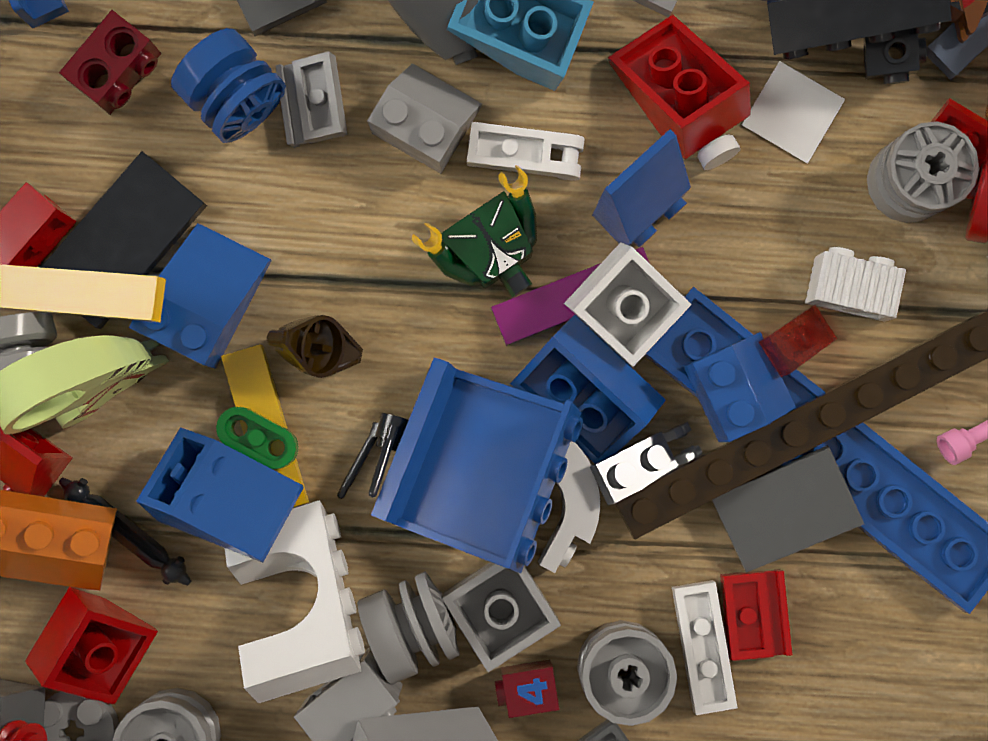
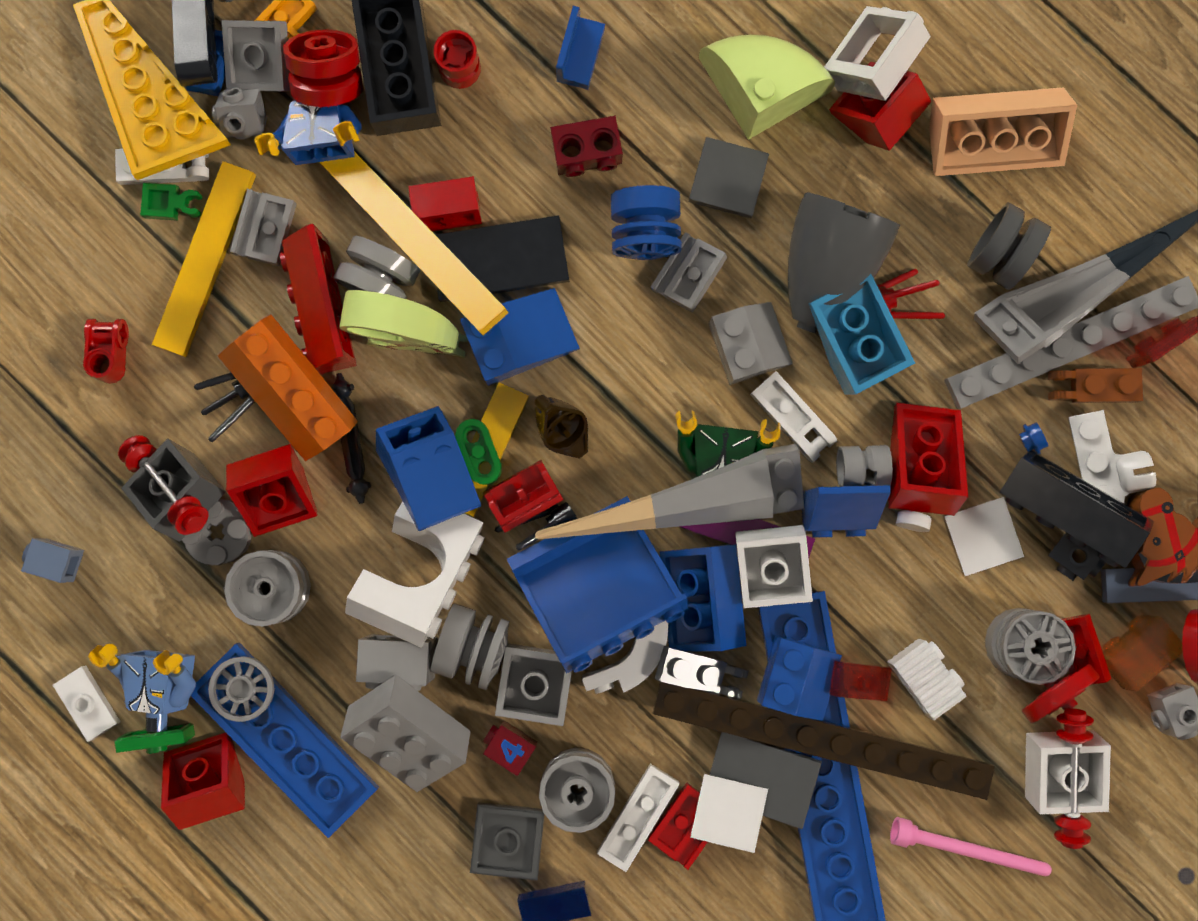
camera: 50 degrees right, 0 degrees up
(336, 443) = (522, 496): none -> red hinge
(534, 262) = (740, 491): none -> light grey plate
(634, 134) = (864, 467): none -> light grey wheel
(784, 568) = (729, 813): none -> white sticker

